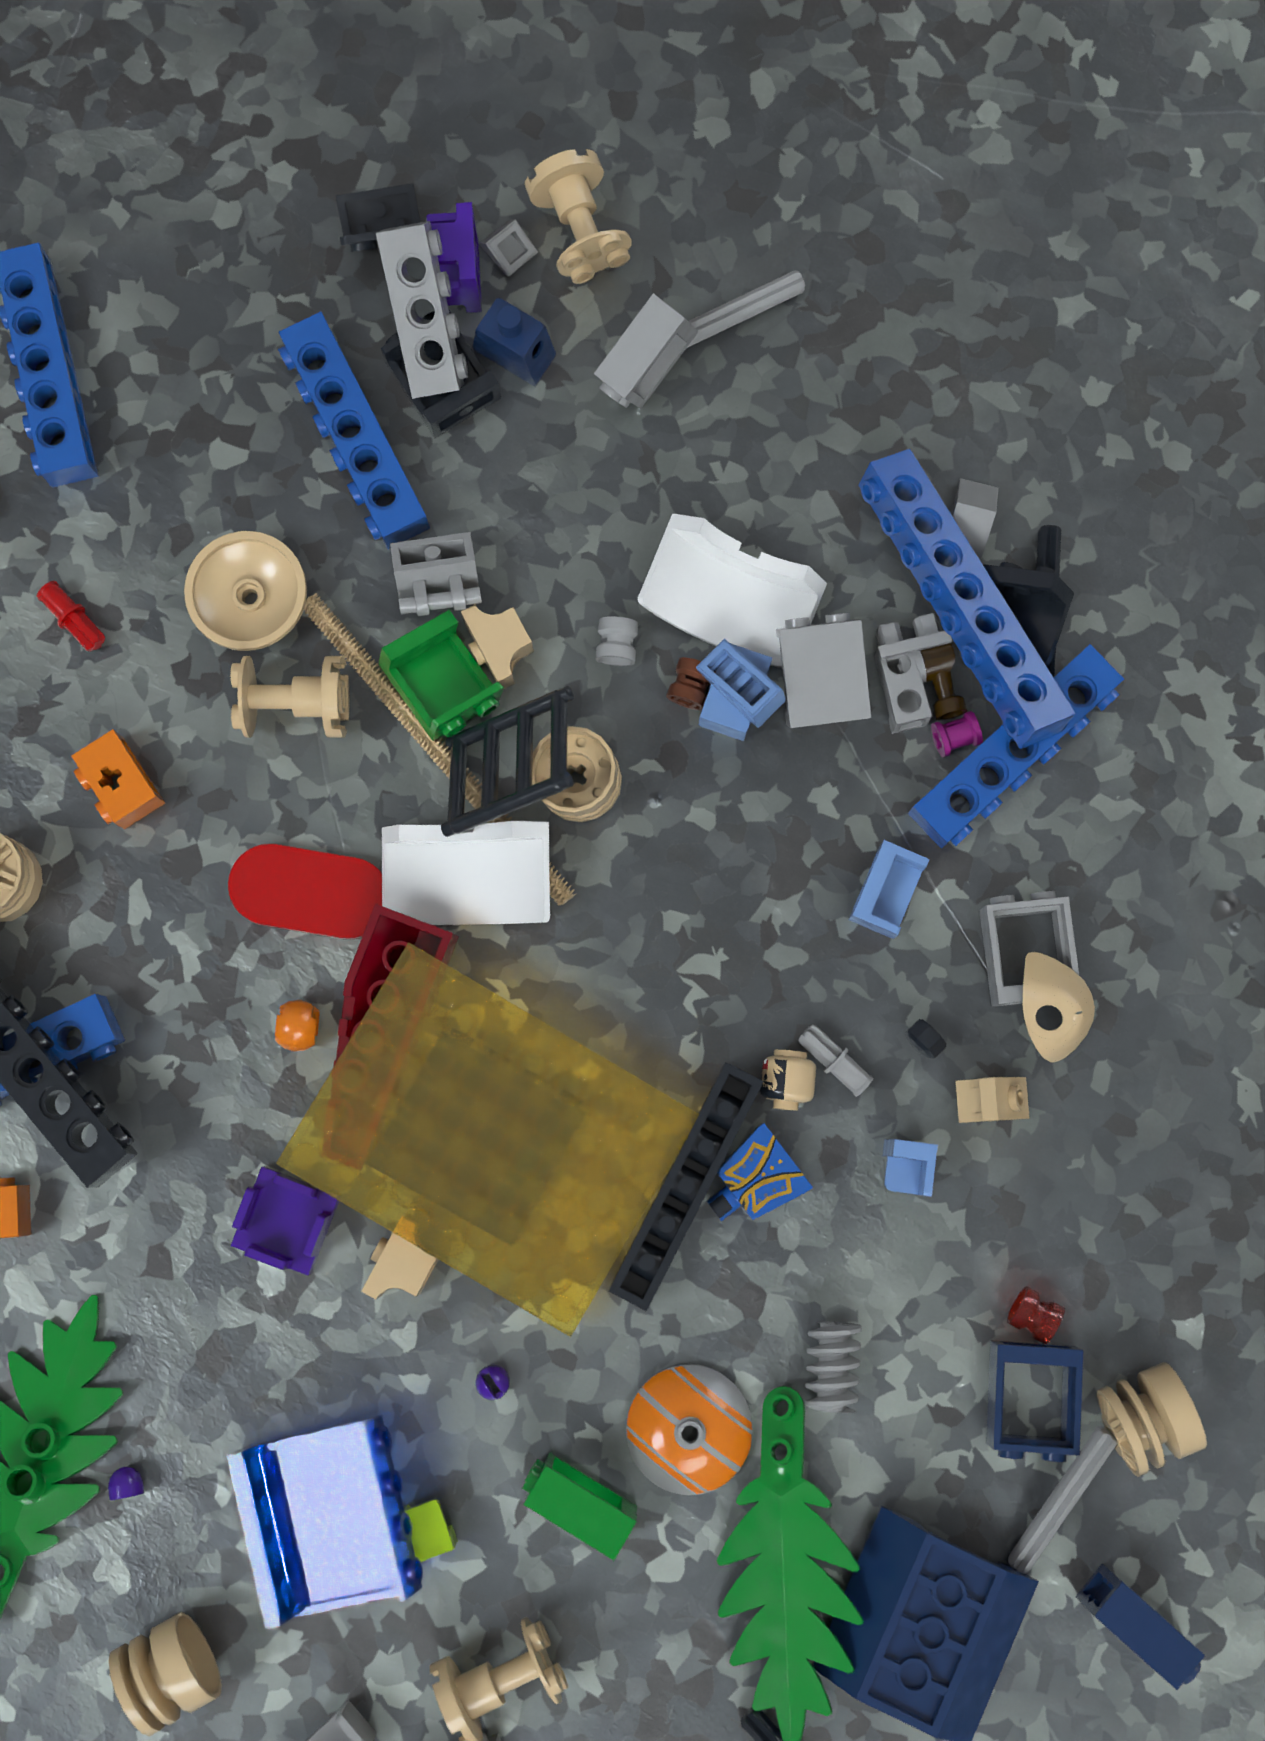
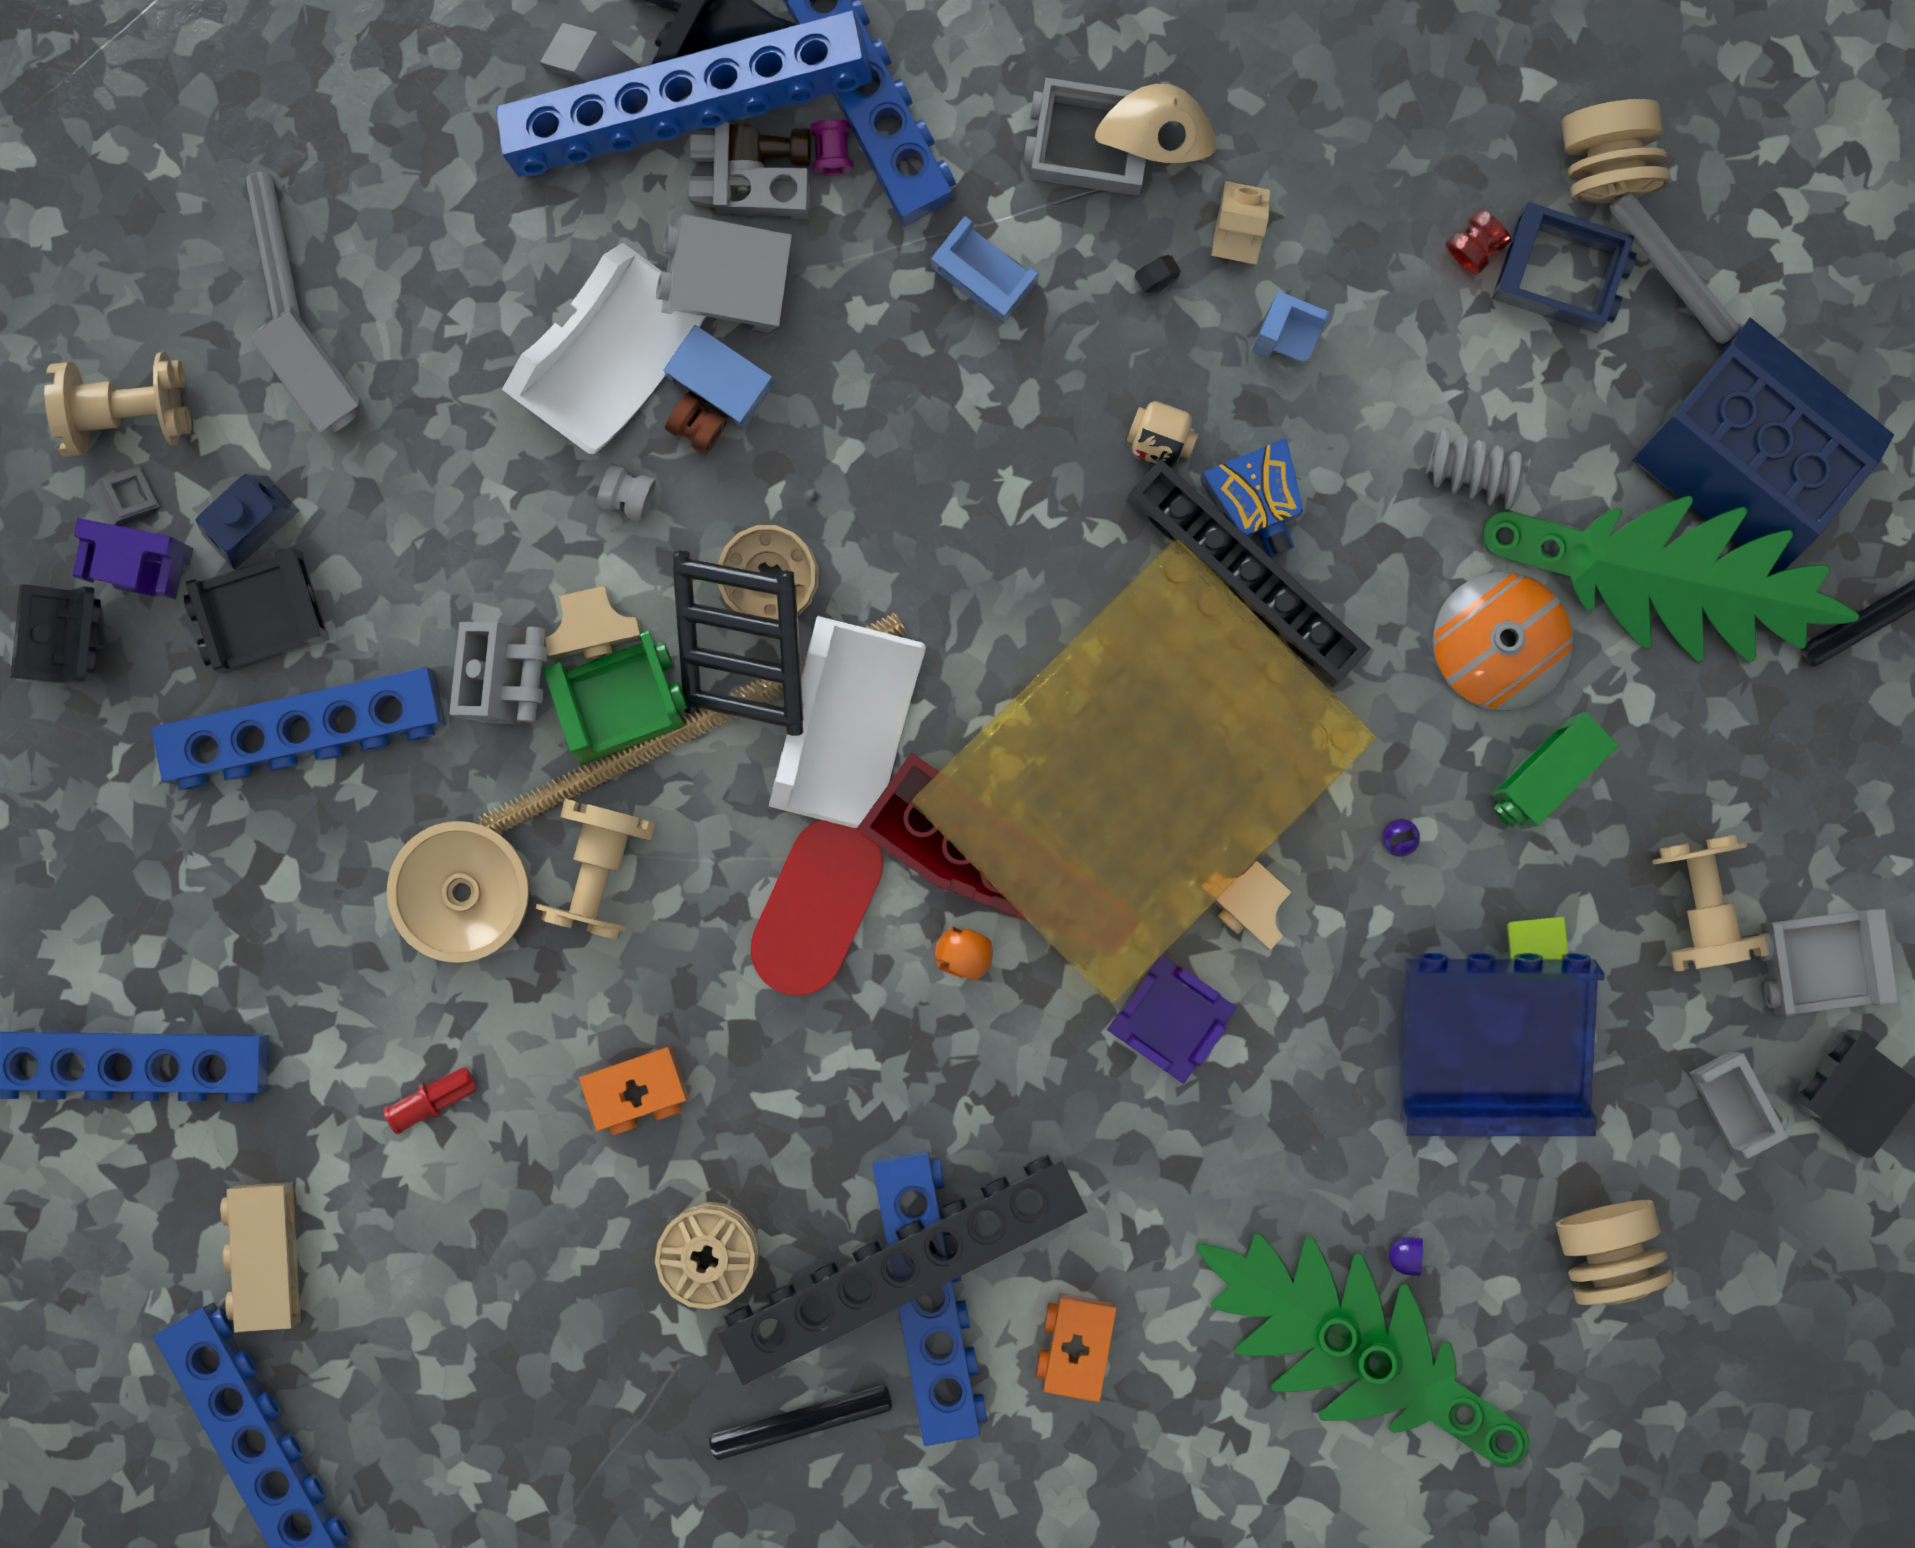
camera: 75 degrees left, 5 degrees up
(424, 375) = (113, 606): light grey brick -> none
(765, 706) = (756, 359): medium blue slope -> none
(835, 1059) = (1154, 379): light grey axle -> none
(1140, 1628) = (1821, 224): dark blue window -> none

